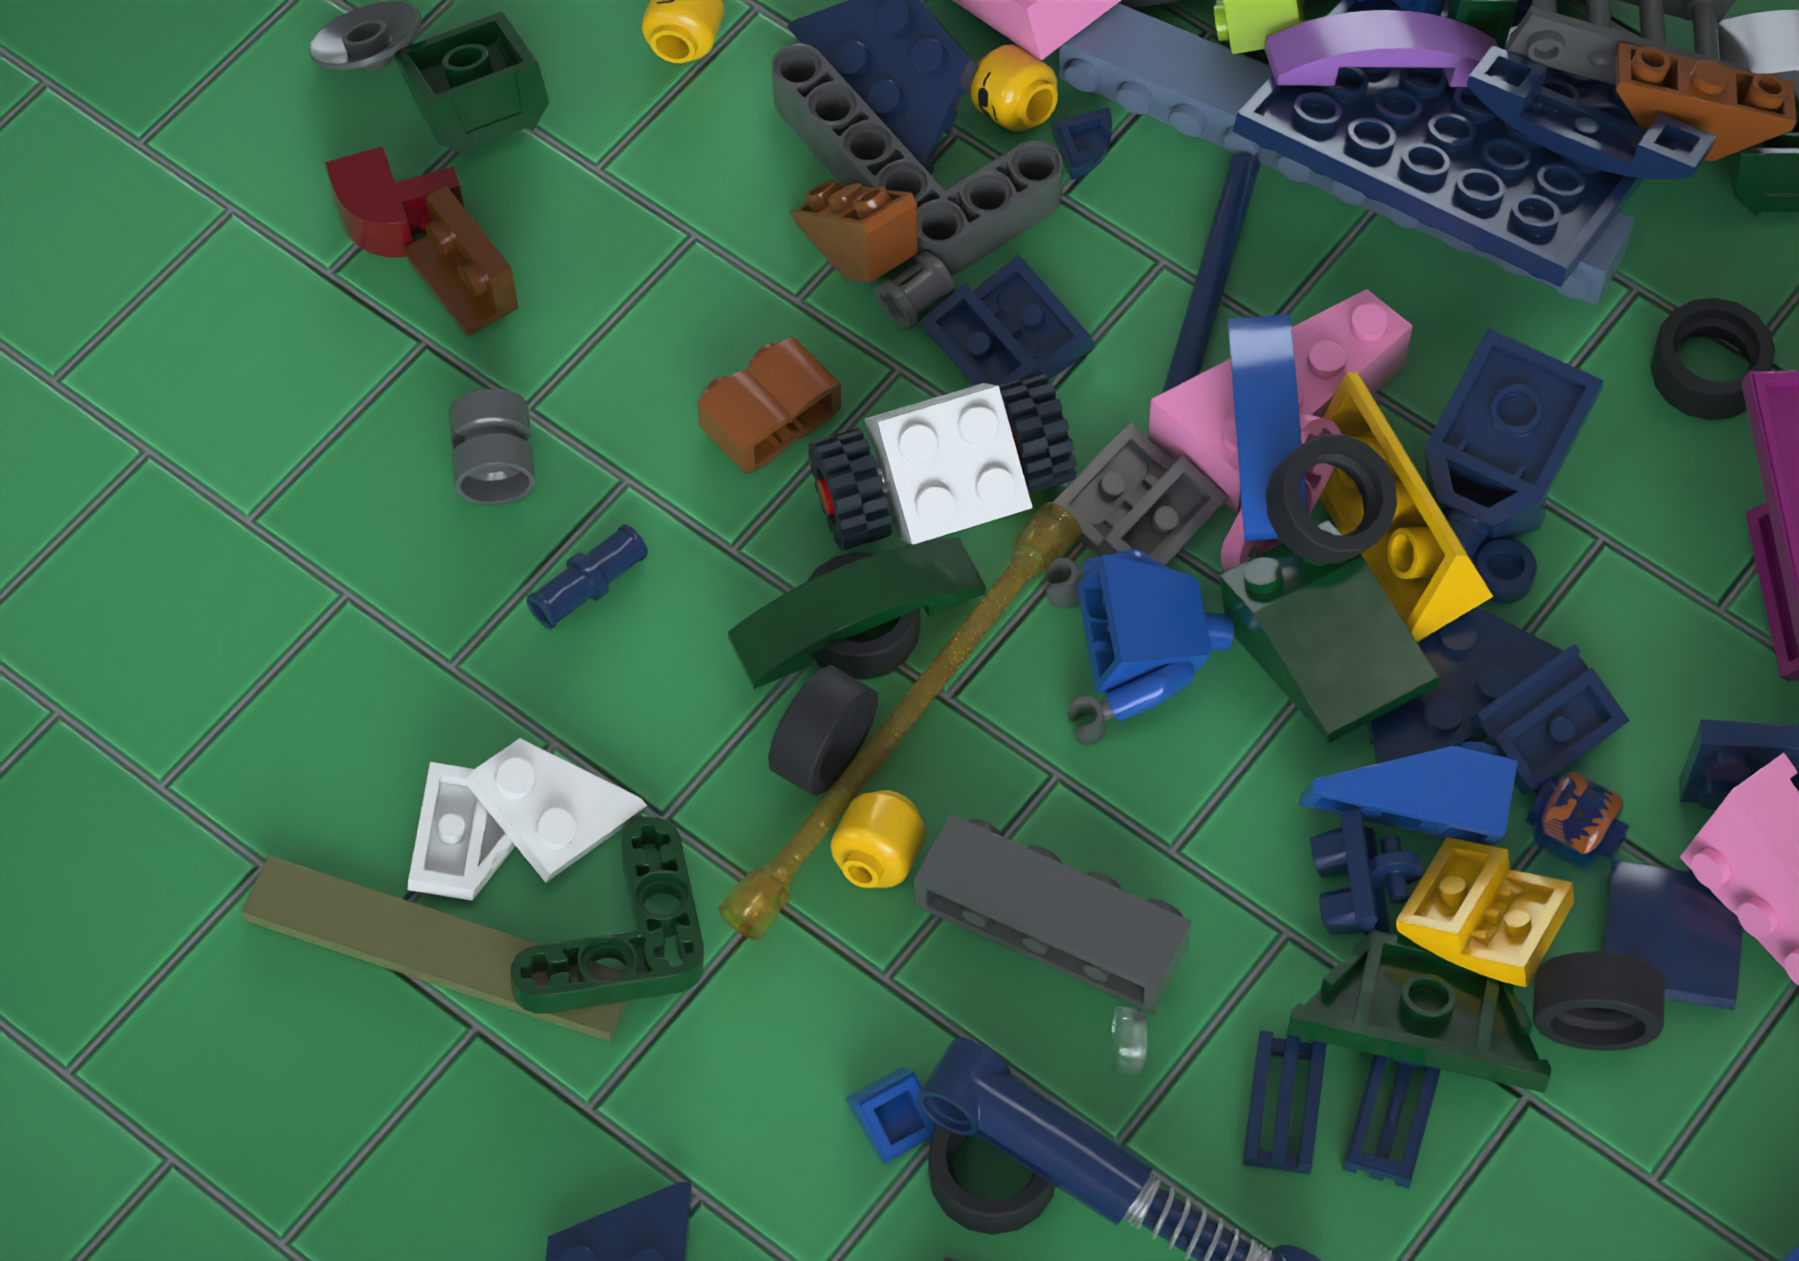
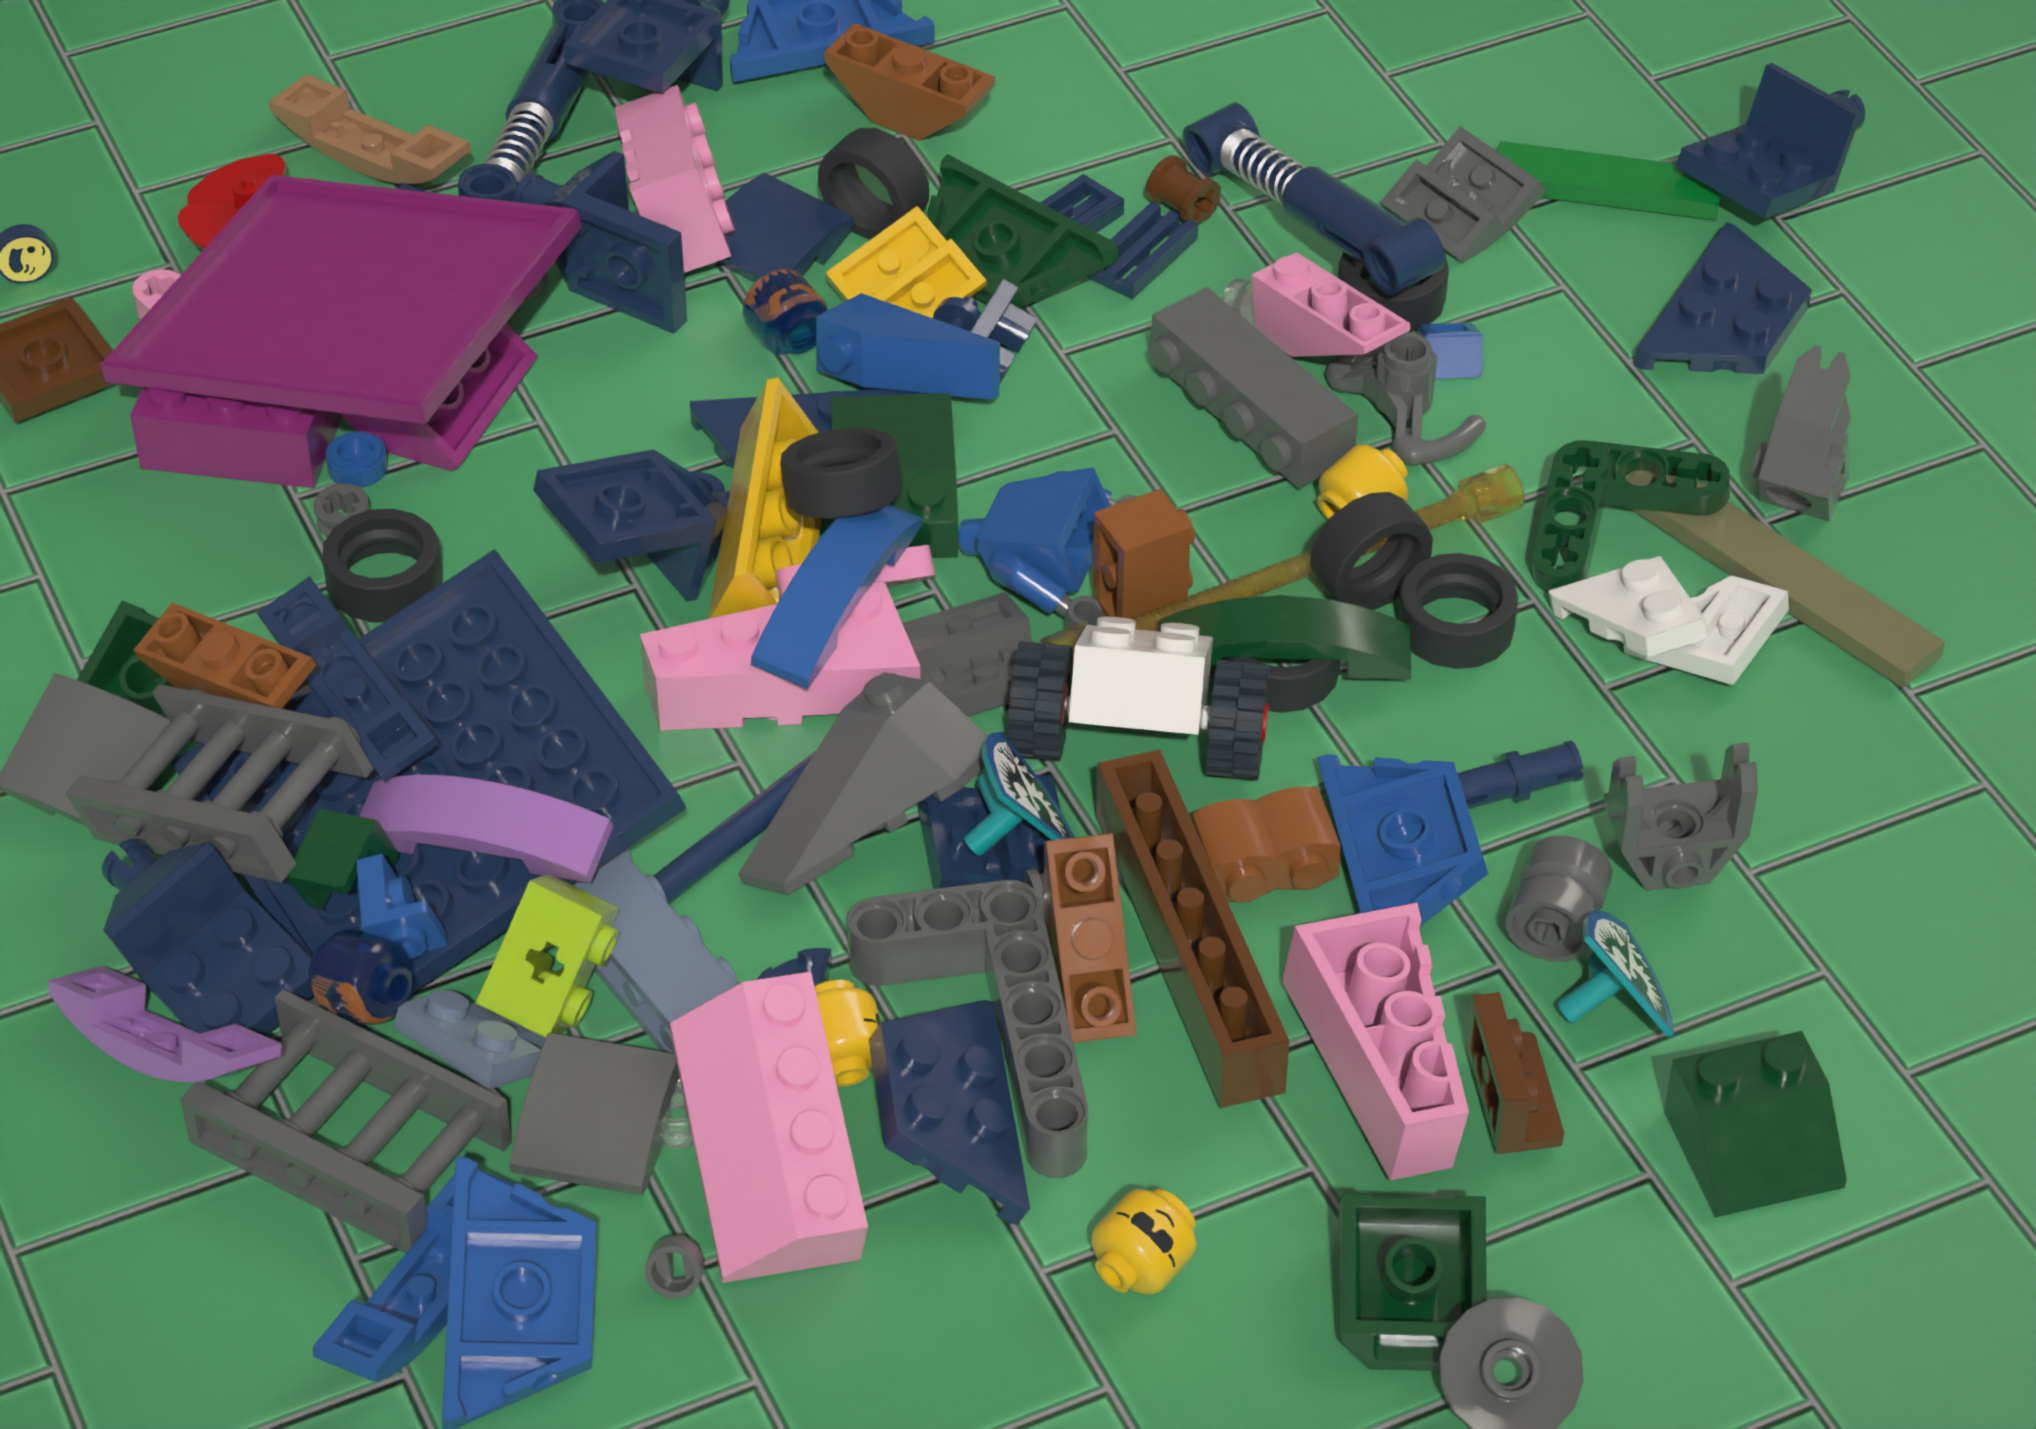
camera: 155 degrees left, 15 degrees down
(257, 322) = (1756, 1123): none -> dark green slope
(378, 211) = (1569, 1171): dark red brick -> none
(409, 399) = (1616, 965): none -> shield
(441, 529) = (1705, 827): none -> dark grey piece
(448, 1084) = (1808, 447): none -> dark grey piece
(589, 257) = (1381, 1032): none -> bright pink wedge
(657, 458) = (1404, 832): none -> blue wing
(711, 698) = (1464, 578): none -> black tyre
(787, 278) = (1192, 930): none -> reddish brown brick
(903, 994) = (1401, 384): none -> dark grey piece
(987, 318) = (1011, 796): none -> shield
(1027, 614) = (1141, 555): none -> dark orange brick
(1027, 1025) = (1317, 313): none -> bright pink slope
(1131, 313) = (873, 764): none -> dark grey wedge
(1286, 1196) = (1182, 190): none -> reddish brown bush
(1550, 718) = (743, 370): dark blue plate -> none
(1676, 1196) = (903, 83): none -> dark orange slope

